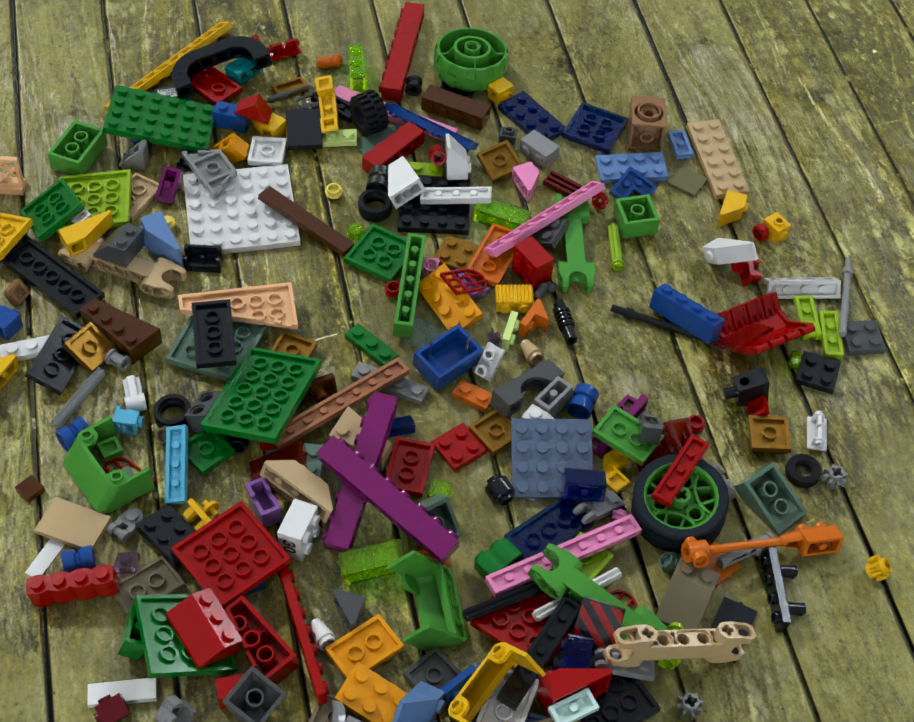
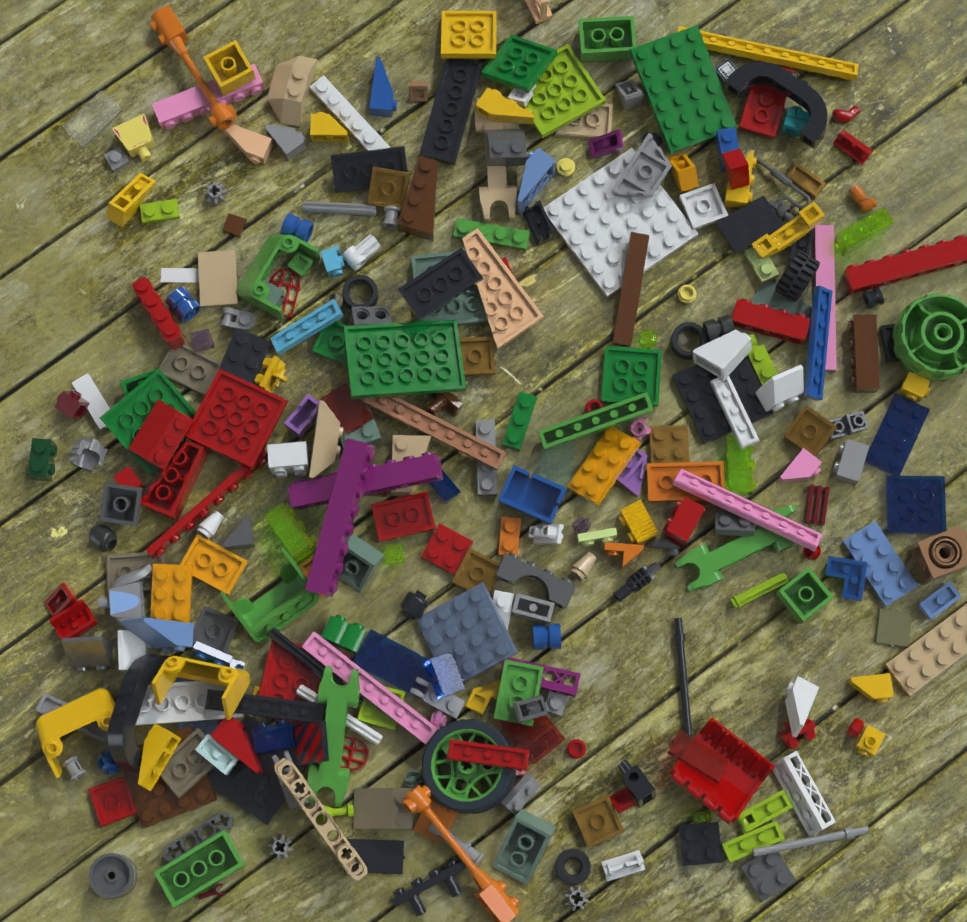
camera: 70 degrees right, 25 degrees up
(201, 283) = (494, 234): none -> bright green plate
(437, 160) = (779, 366): red axle -> none
(465, 271) = (623, 462): red window -> none
(686, 313) = (699, 692): blue brick -> none

